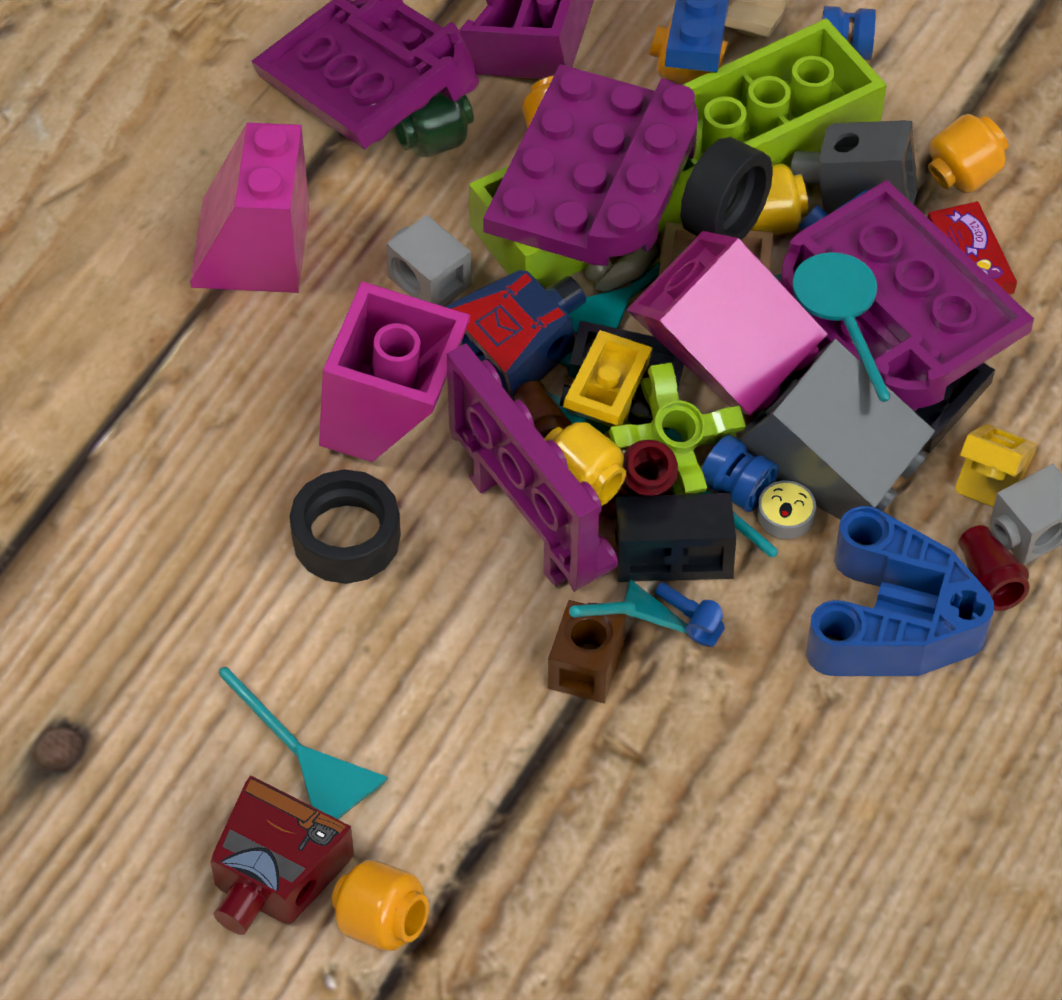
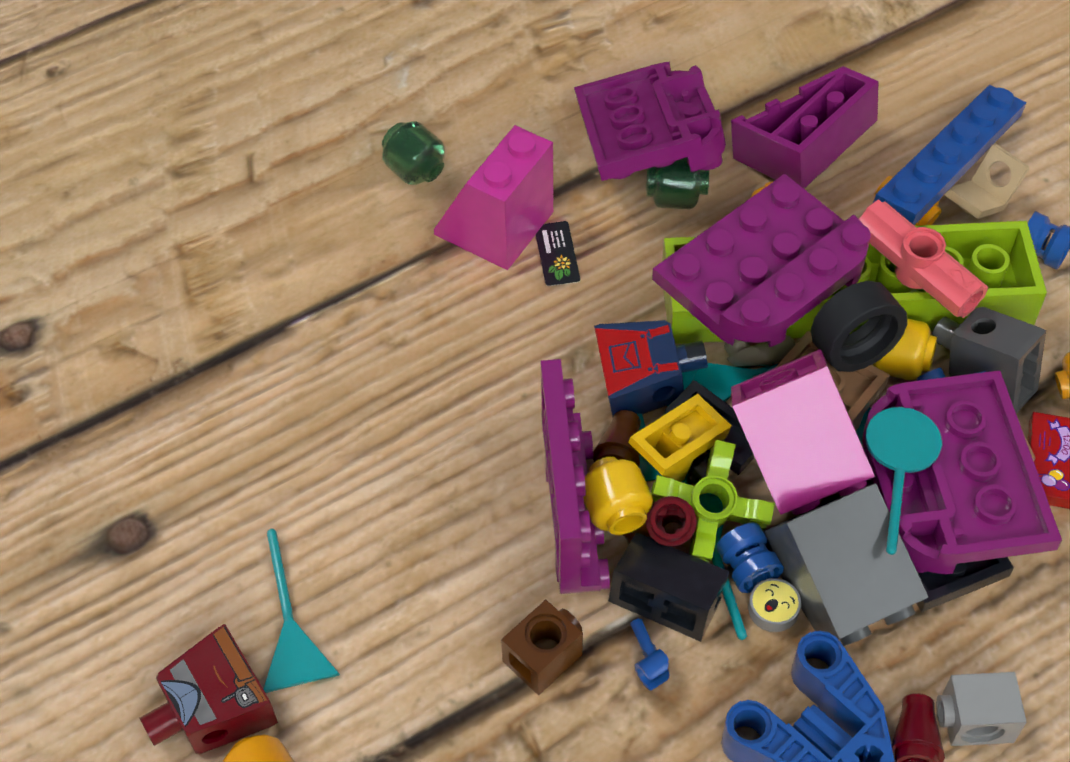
camera: 30 degrees right, 0 degrees up
(118, 204) = (413, 152): none -> clear green head
(339, 490) = (424, 430): black tyre -> none
(342, 252) = (557, 254): none -> black sticker
(385, 370) = (500, 349): dark pink slope -> none
(429, 262) = (609, 287): light grey brick -> none
(636, 604) = (607, 630): teal piece -> none
(753, 97) = (922, 259): none -> coral piece
(992, 462) = (971, 643): yellow slope -> none

